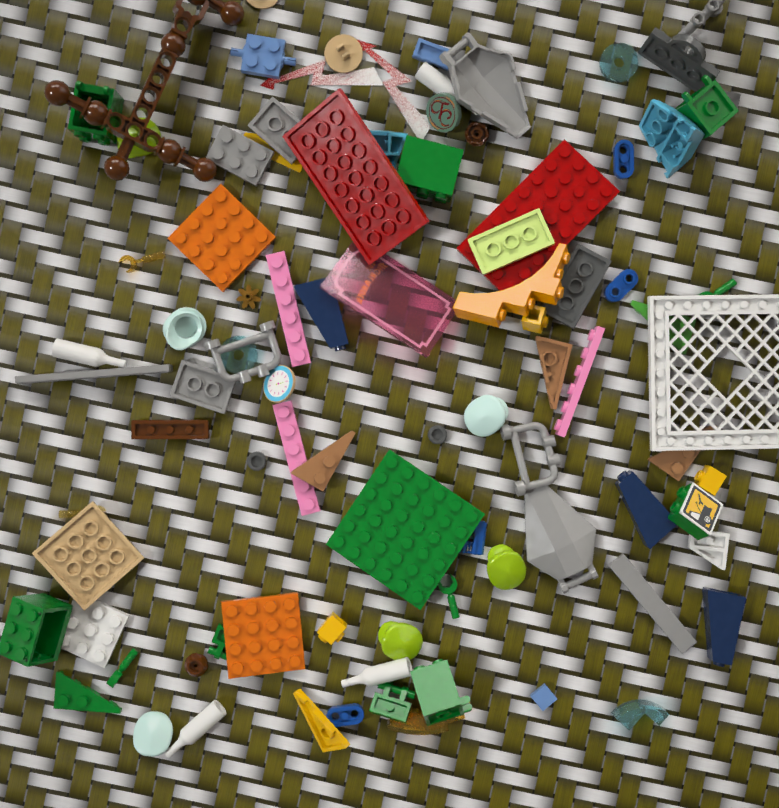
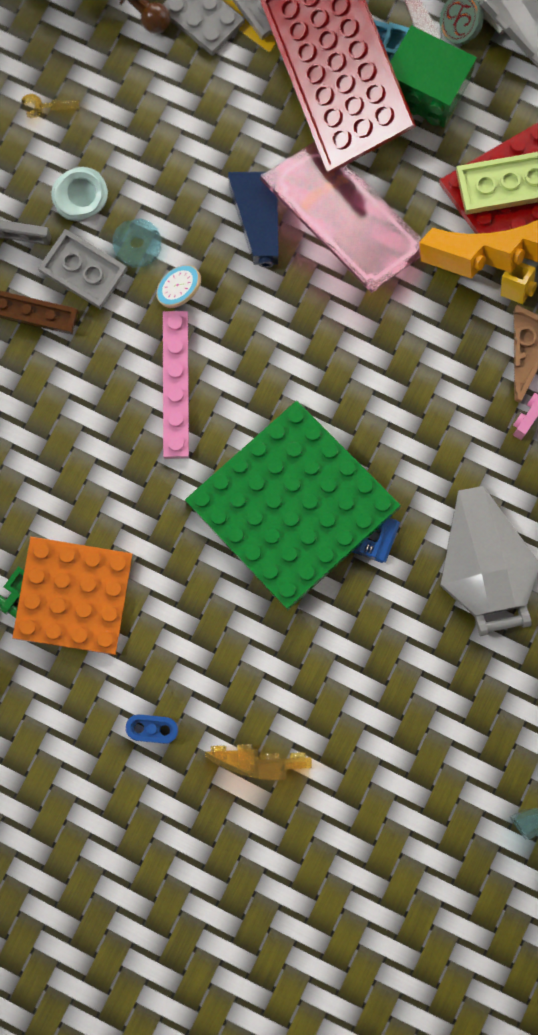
camera: 10 degrees right, 10 degrees down
(222, 238) = (154, 102): orange plate -> none
(250, 301) = (170, 181): pearl gold plant -> none
(256, 461) = (124, 376): dark grey tile -> none
(261, 370) = (137, 265): light grey bar -> none
(288, 309) = (213, 204): bright pink plate -> none
(320, 468) = (204, 399): medium nougat wing -> none
(325, 732) = (118, 739): yellow wing -> none
(332, 629) = (164, 609): yellow brick -> none
(381, 673) = (215, 683): white piece -> none
(391, 707) = (216, 729): plate -> none
(400, 640) = (250, 648): lime piece -> none
(437, 434) = (362, 398): dark grey tile -> none
(438, 693) = (285, 721): container -> none
(451, 598) = (330, 611): green piece -> none
(479, 128) = (495, 48): reddish brown plate -> none
(485, 415) = (429, 387): light aqua piece -> none
(505, 567) = (411, 587): lime piece -> none
(543, 697) = (422, 771): medium blue tile -> none
(552, 459) = (502, 440): light grey bar -> none

